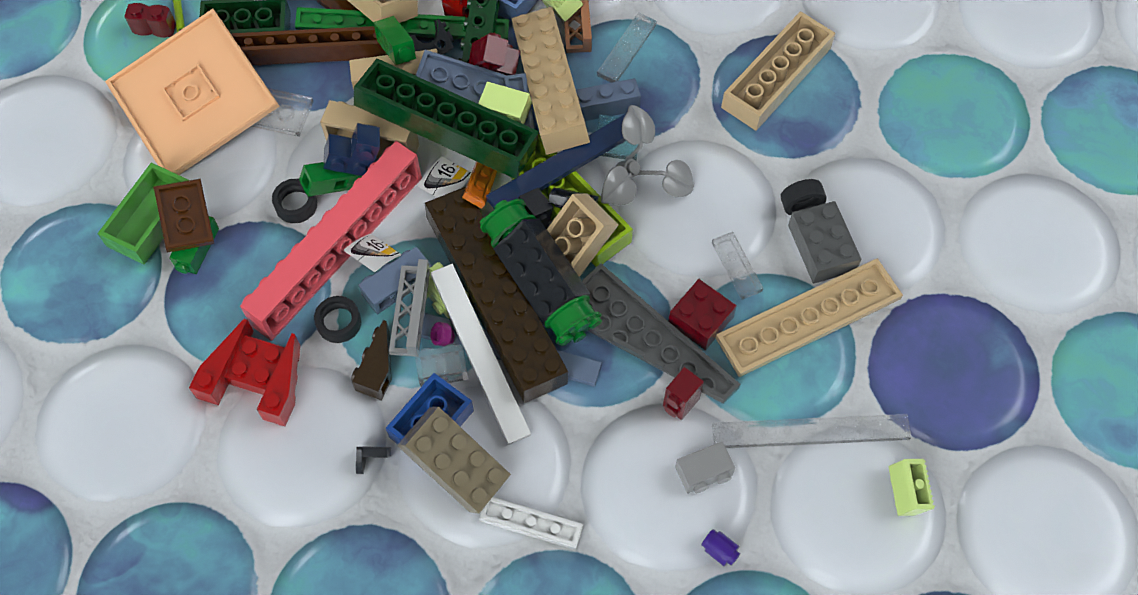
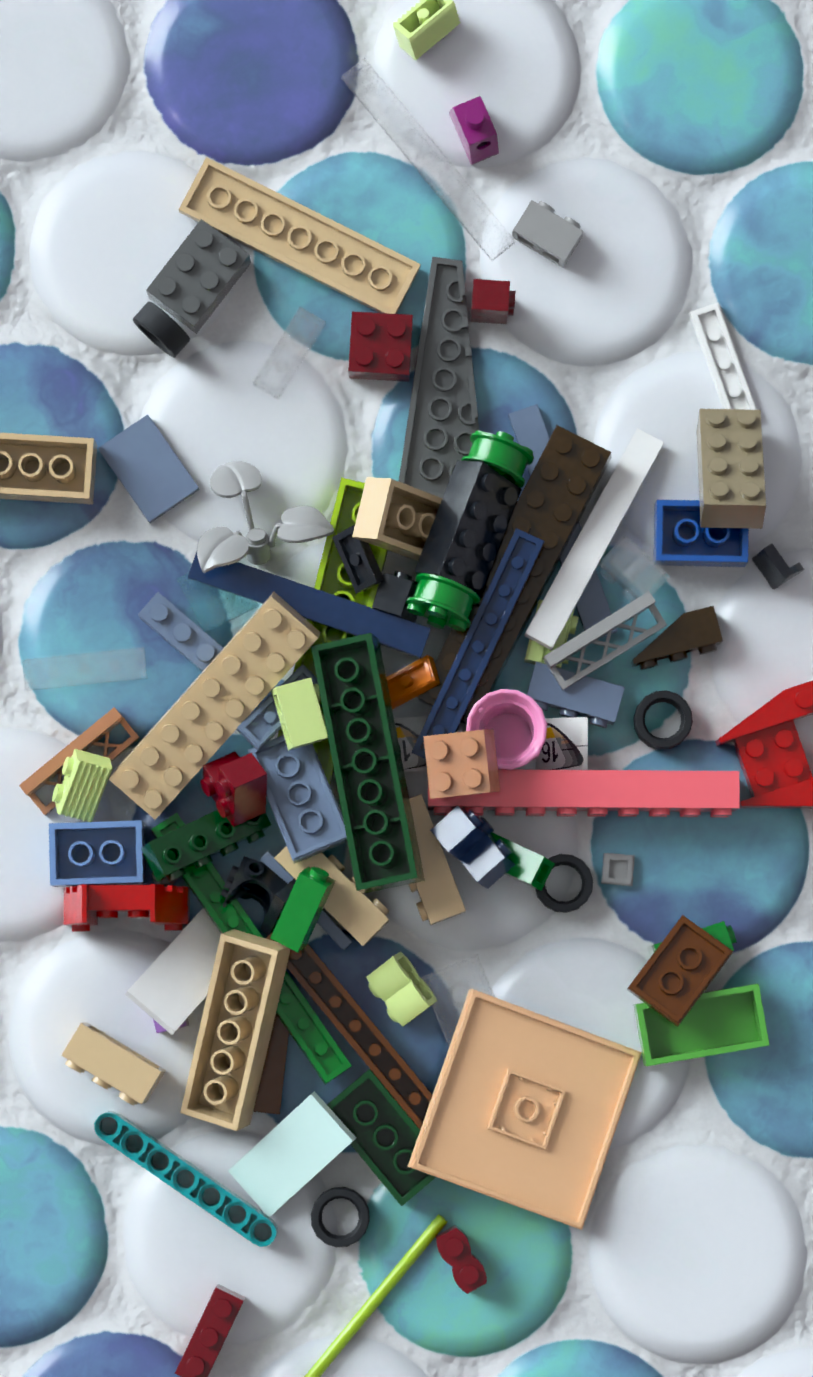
camera: 125 degrees left, 20 degrees up
(276, 237) = (617, 869): none -> light grey tile
(313, 81) = (401, 989): none -> yellowish green brick
(400, 161) = (461, 763): none -> nougat brick
(402, 213) = (516, 723): none -> bright pink piece
(442, 334) = (602, 593): magenta tile -> none
(466, 231) = (482, 637): none -> dark blue plate
(721, 147) = (148, 468): none -> sand blue tile
(721, 548) = (617, 165): dark purple brick -> none
(813, 468) = (474, 128): none -> magenta torso

